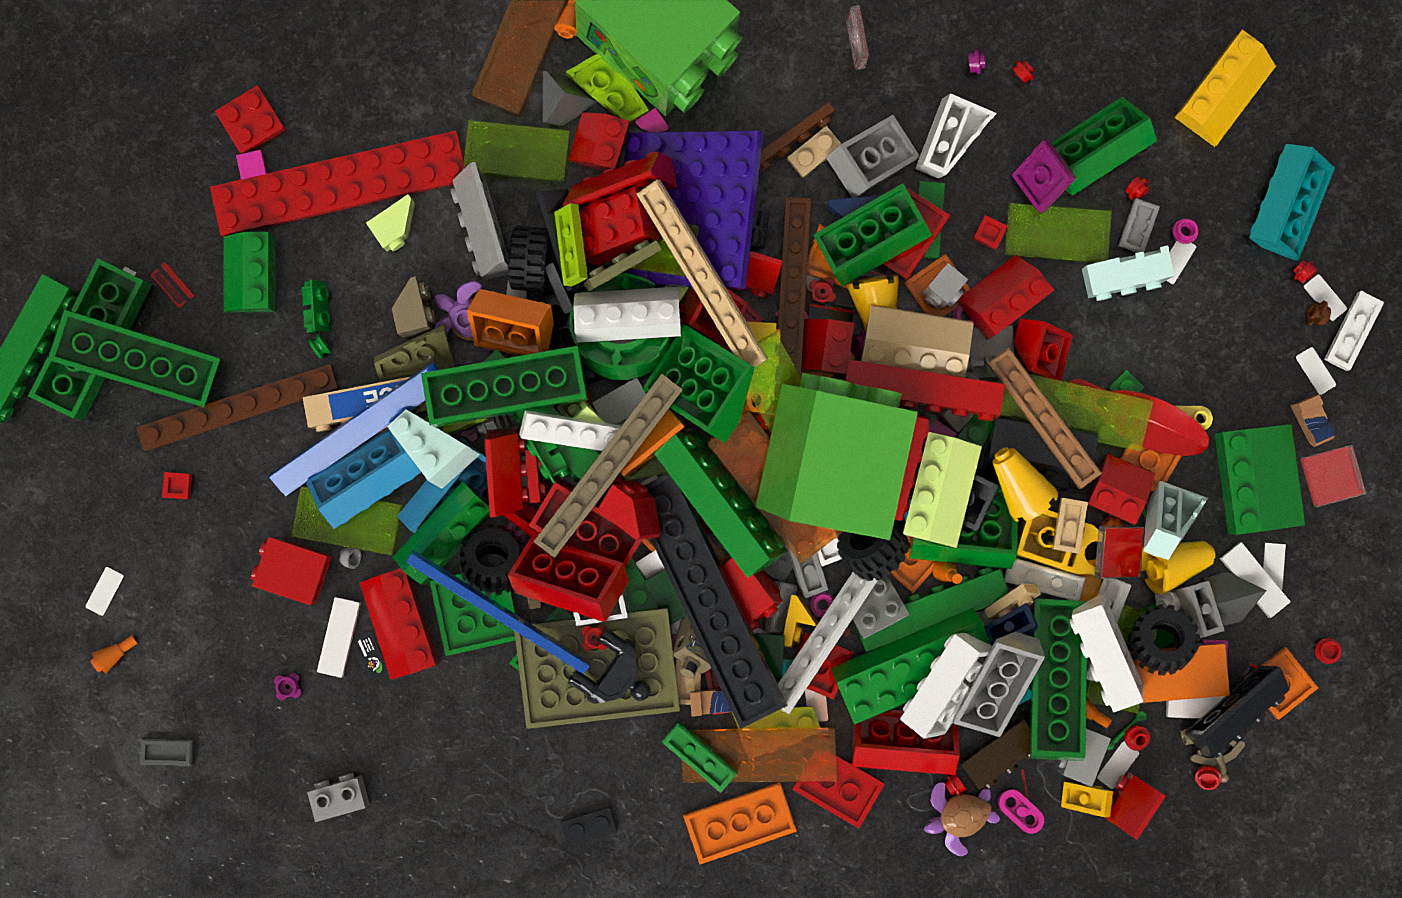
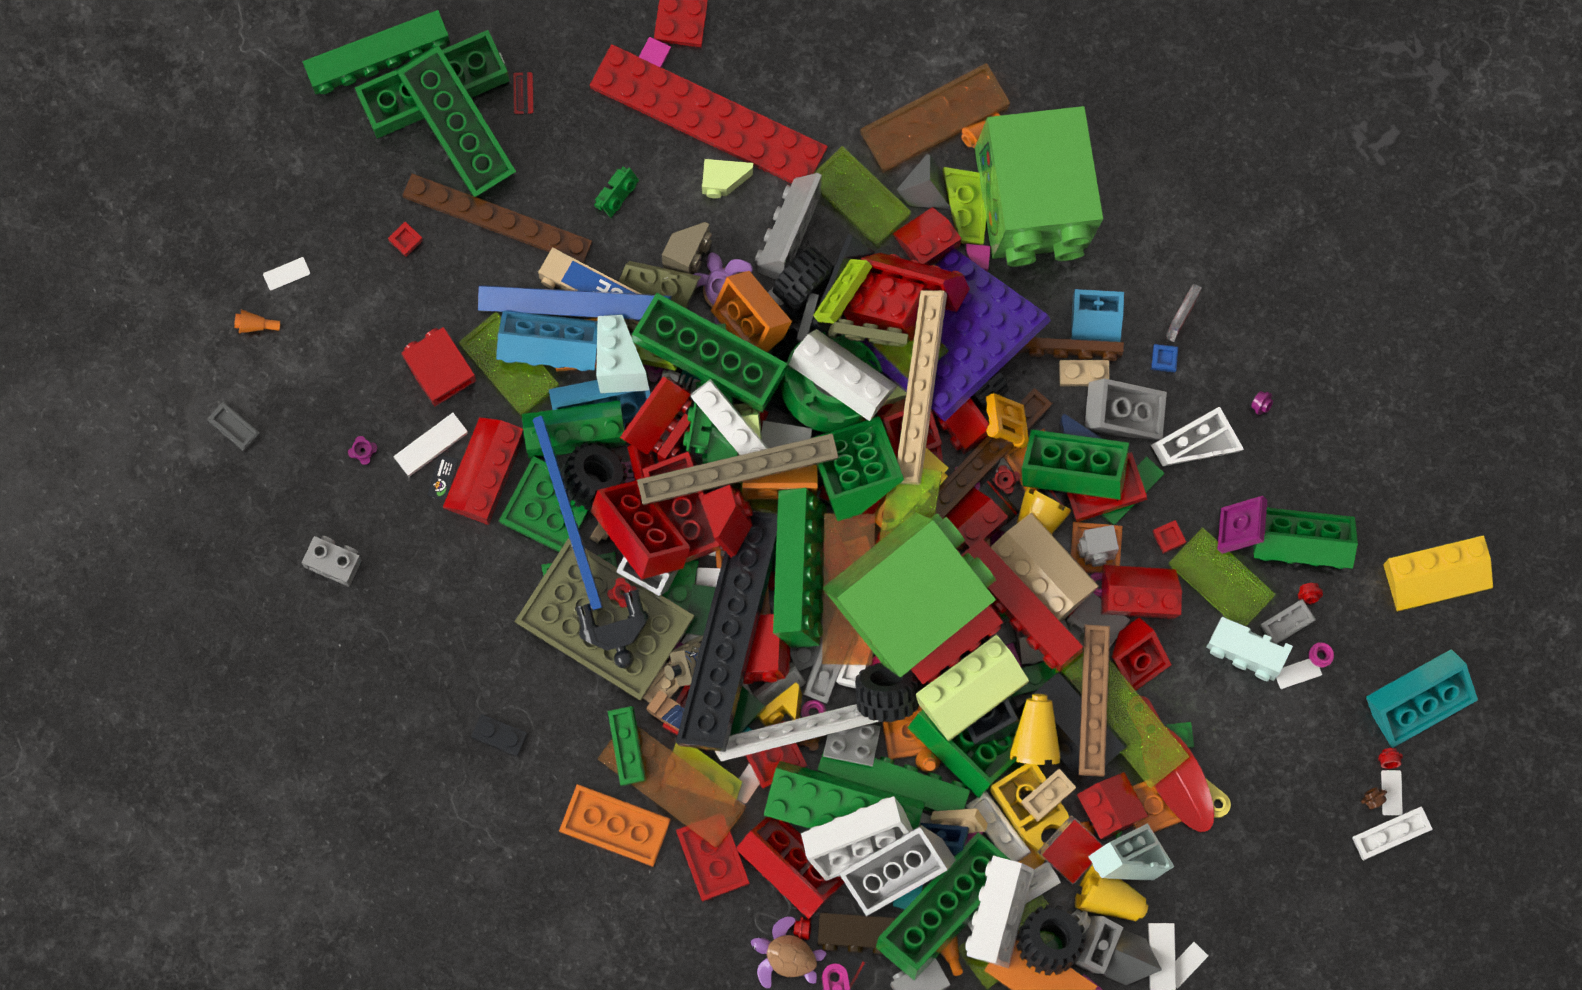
camera: 30 degrees right, 10 degrees down
(249, 272) = (588, 128): green slope -> none
(319, 346) = (595, 221): green bush -> none
(345, 558) = (492, 396): light grey hinge -> none
(785, 237) = (1009, 414): none -> light orange plate
(789, 97) = (1097, 315): none -> dark azure slope
(868, 87) = (1164, 358): none -> blue tile
(1023, 71) = (1292, 437): red plate -> none
(1259, 479) = (1228, 888): green slope -> none
(1313, 420) = (1305, 875): medium nougat leg -> none
(1315, 371) = (1339, 842): white sticker -> none
(1333, 476) = (1287, 932): clear tile -> none

